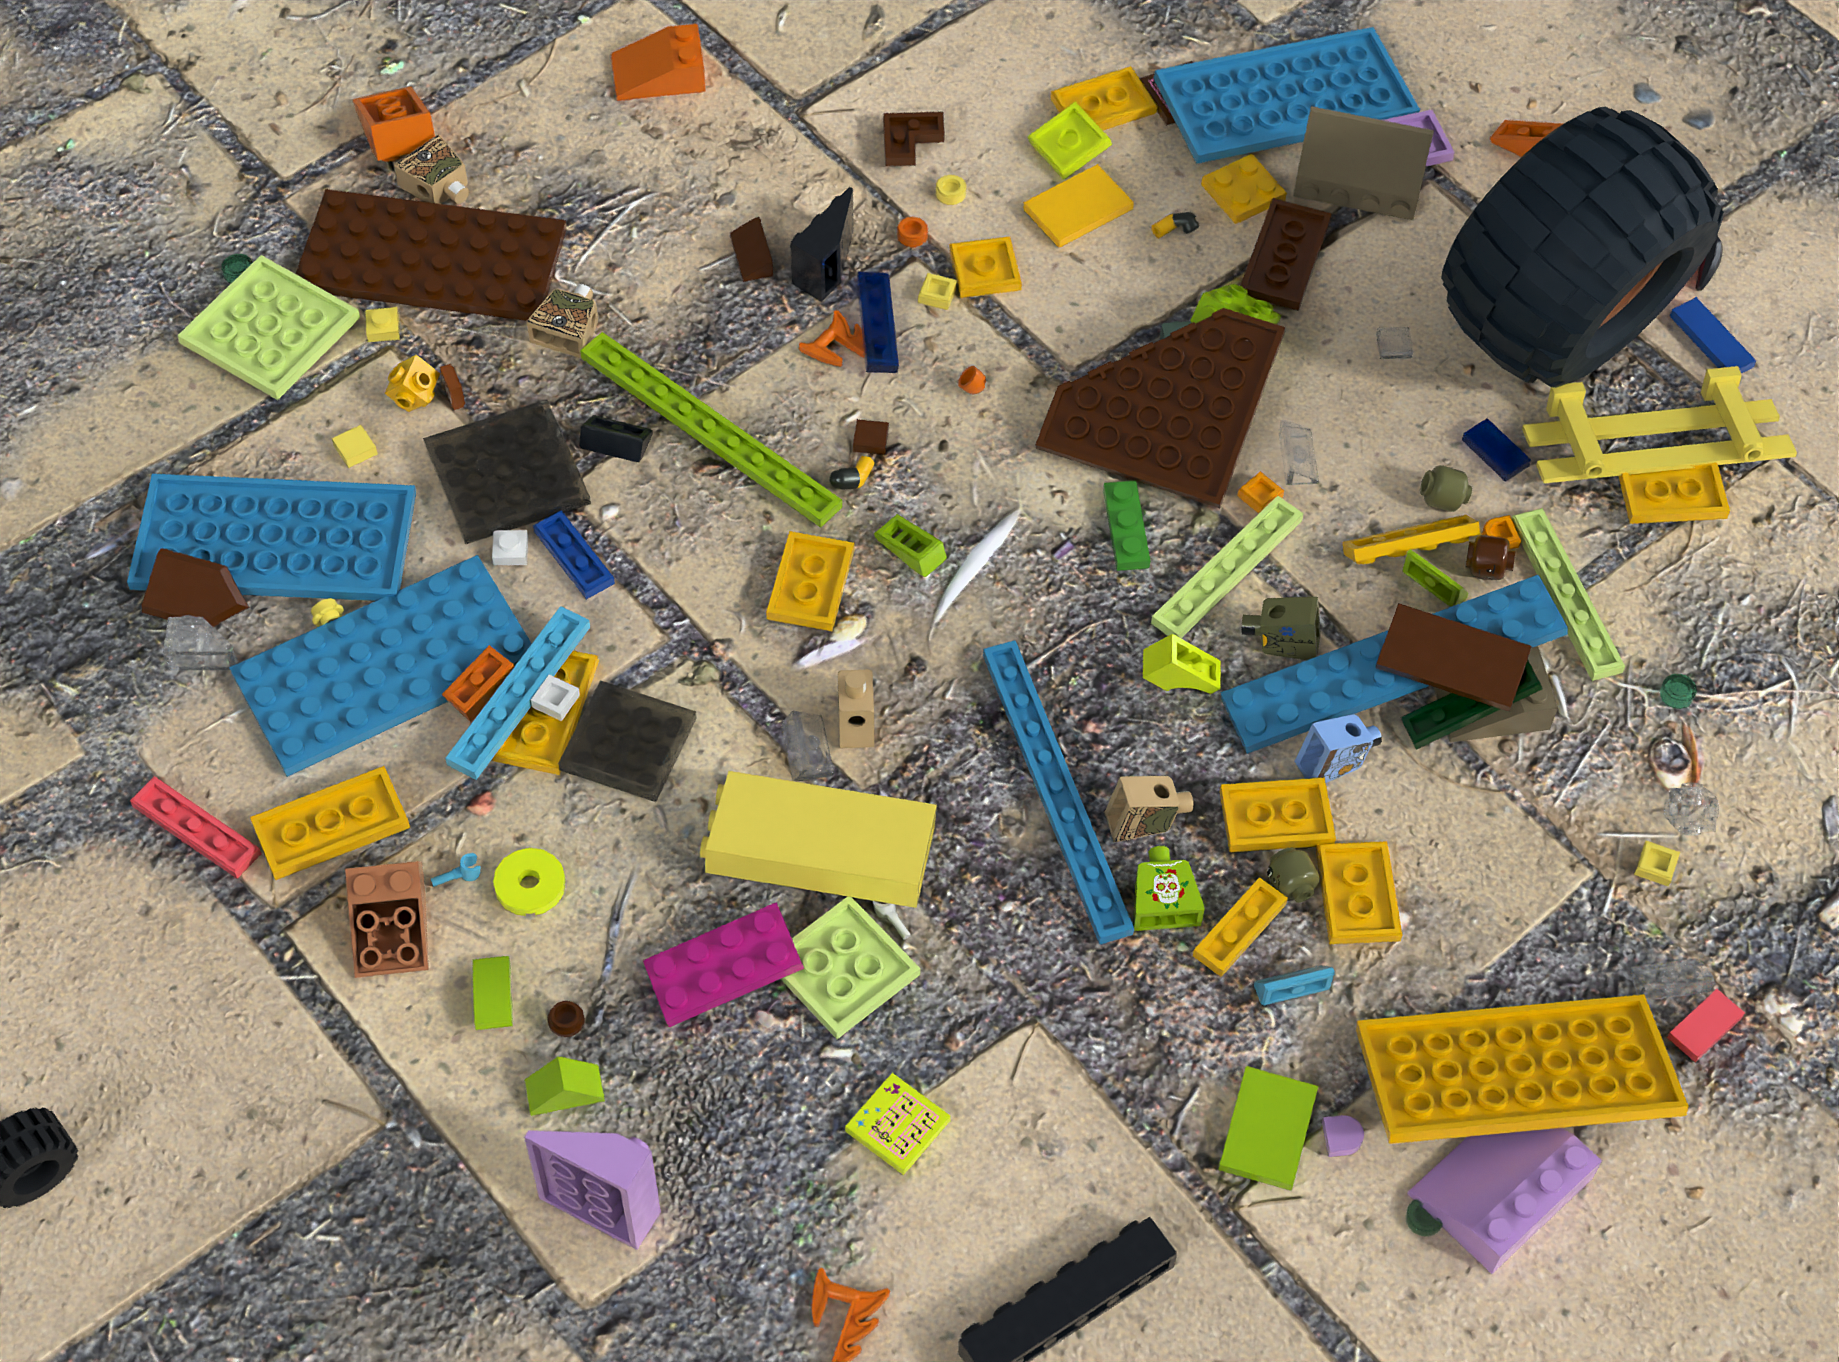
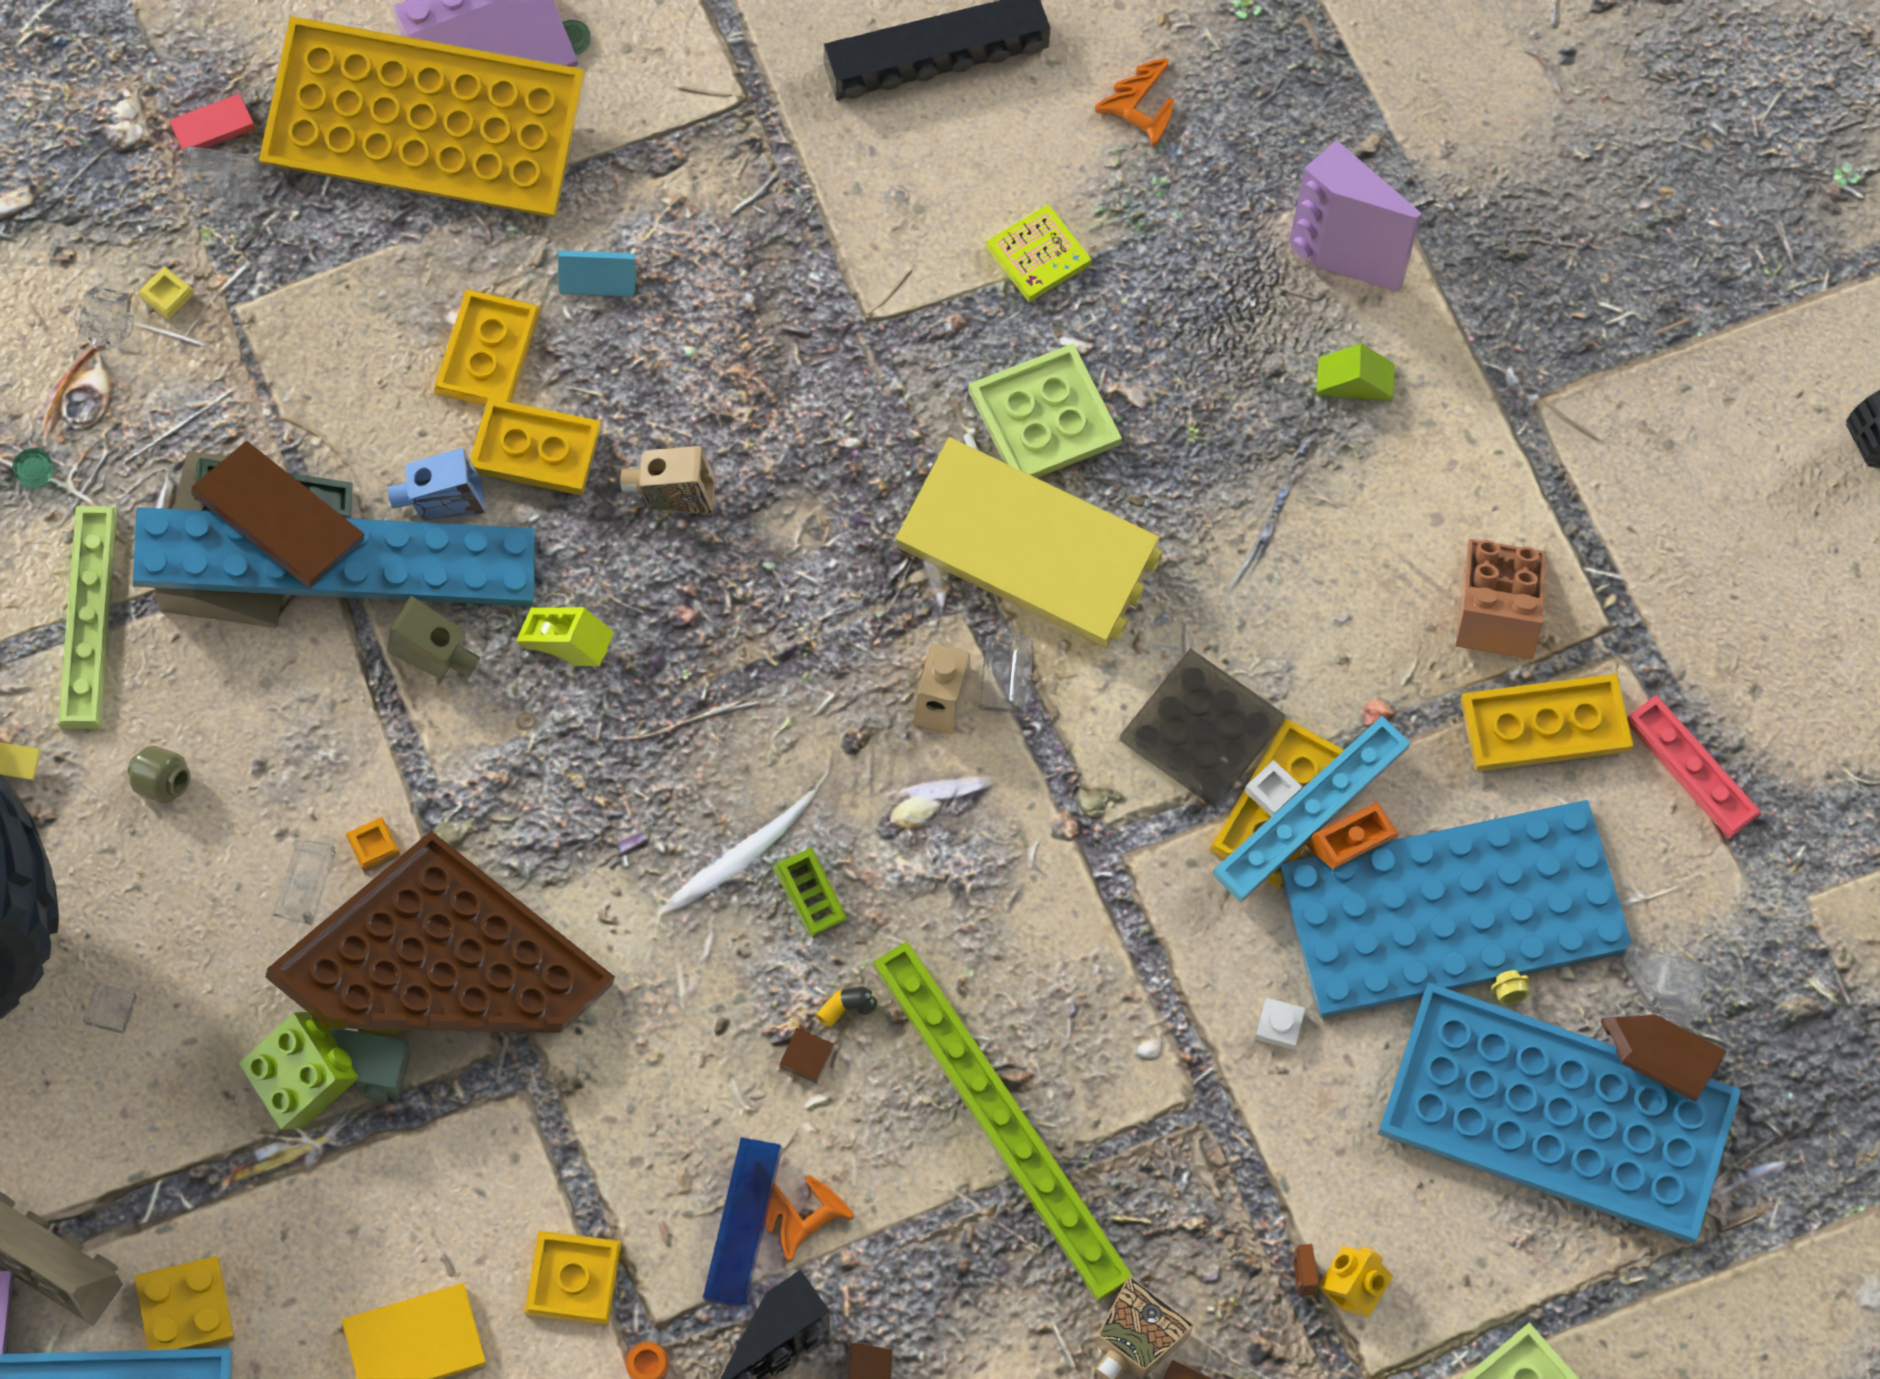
camera: 165 degrees left, 10 degrees up
(354, 446) = (1441, 1226): light yellow tile -> none
(463, 871) = (1416, 633): medium azure hand -> none
(492, 993) = (1408, 488): lime slope -> none
(506, 471) = (1262, 1127): clear smoke plate -> none
(524, 864) = (1348, 580): neon yellow tile -> none
(566, 1019) = (1339, 443): reddish brown plate -> none
(573, 554) = (1207, 994): blue tile -> none
(614, 438) = (1116, 1148): black slope -> none
(723, 964) = (1167, 444): dark pink plate -> none
(810, 581) = (941, 870): yellow plate -> none
(937, 291) = (648, 1256): light yellow tile -> none
(972, 380) = (661, 1089): orange hinge -> none
(1058, 793) = (756, 546): dark azure plate -> none
(1126, 525) = (548, 846): bright green plate -> none
(1166, 893) = (690, 393): lime torso -> none
(1173, 221) = (298, 1275): arm -> none
(1227, 568) = (456, 749): yellowish green plate -> none
(1240, 927) = (626, 341): yellow plate -> none
(1268, 1128) = (683, 151): lime tile -> none
(1285, 253) = (182, 1176): reddish brown plate -> none
(1293, 874) = (548, 377): olive head -> none
(1342, 1135) = (616, 124): lavender tile -> none
(1422, 536) = (231, 723): yellow plate -> none
(1433, 579) = (225, 671): lime slope -> none
(1490, 557) = (154, 673): reddish brown head -> none
(1496, 449) = (66, 822): clear blue tile -> none
(1503, 528) = (122, 711): light orange tile -> none

